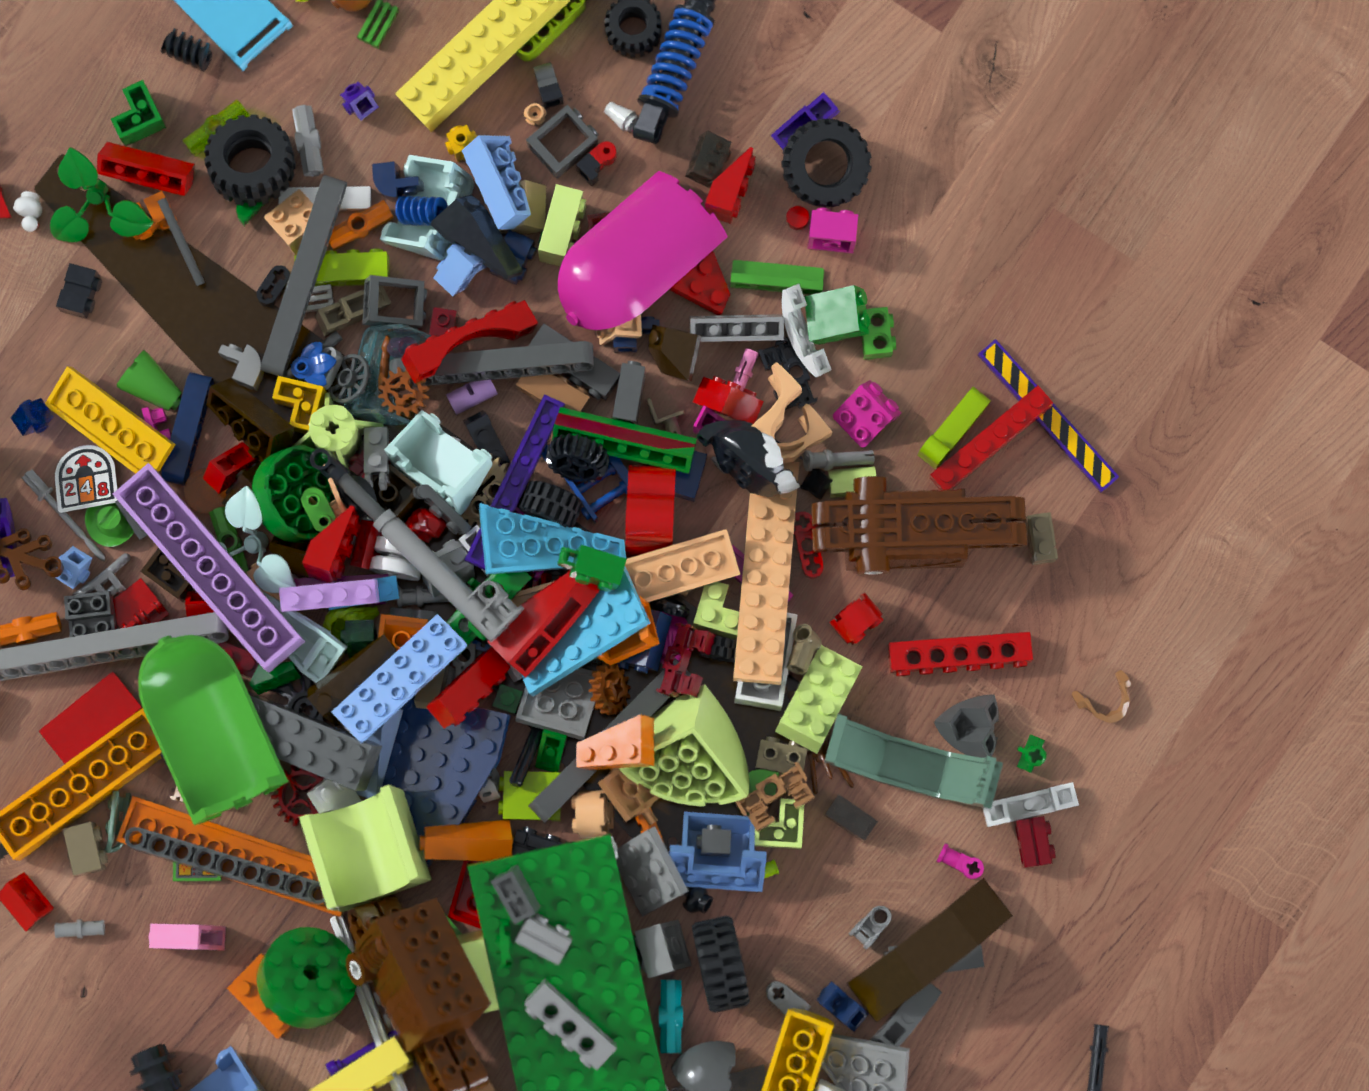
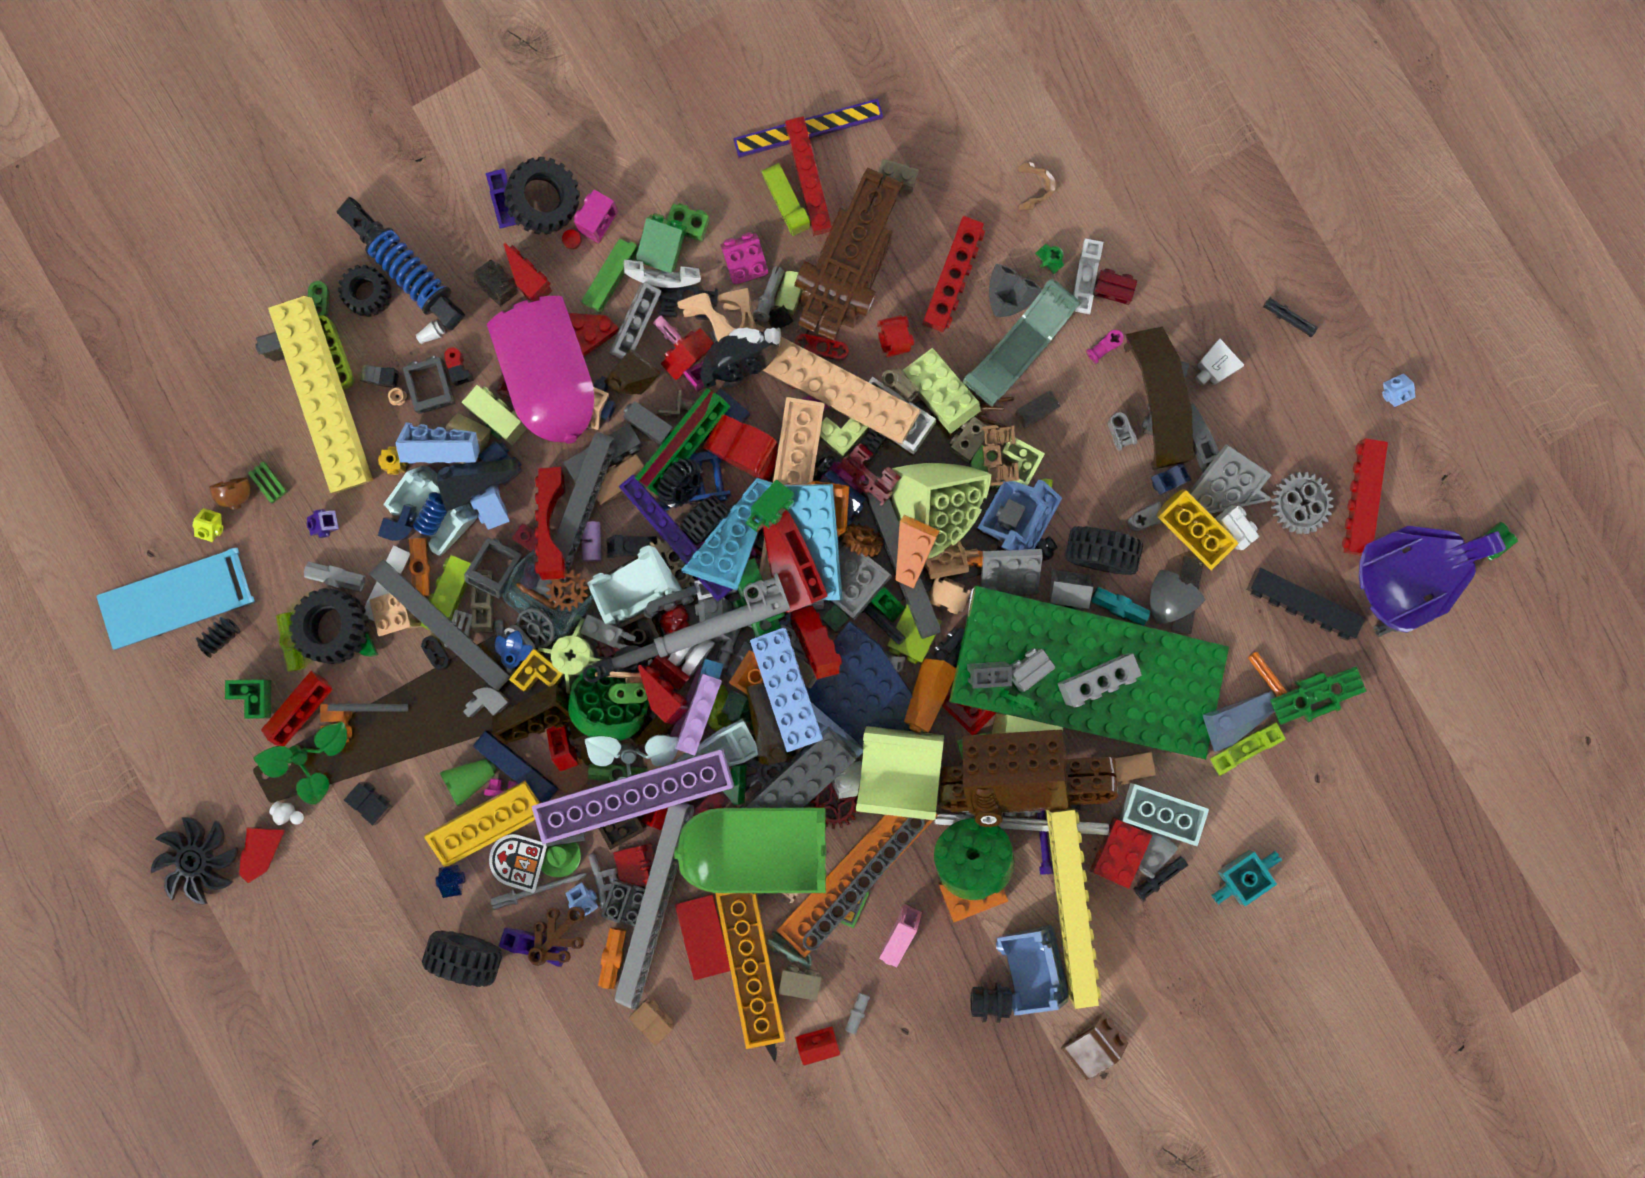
camera: 65 degrees left, 5 degrees up
(1001, 1001) = (1217, 364): none -> white torso

